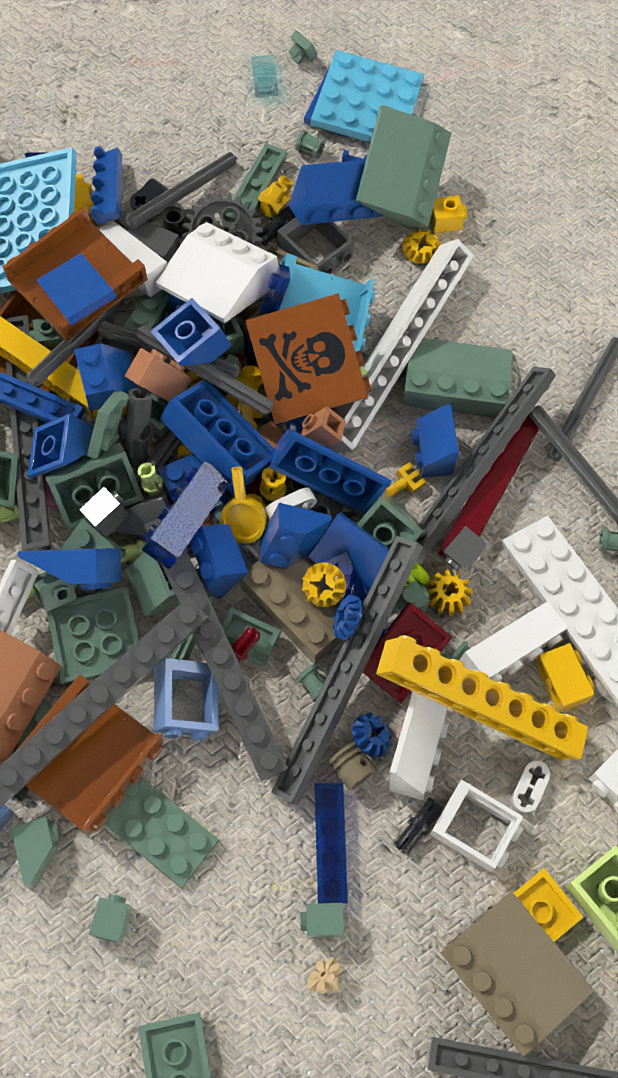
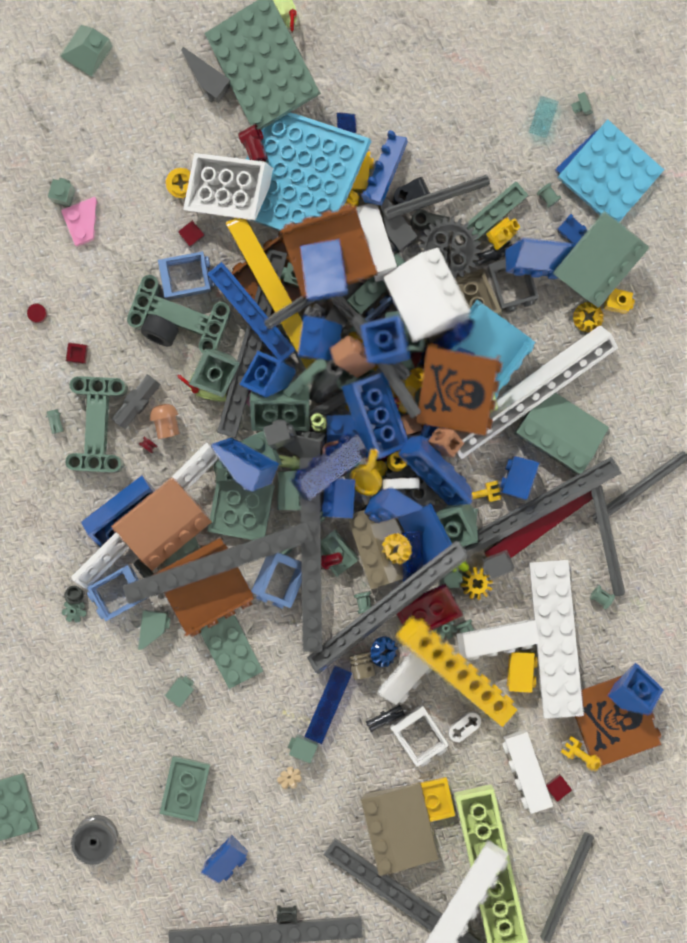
camera: 30 degrees right, 20 degrees up
(347, 617) = (401, 578): blue gear -> none

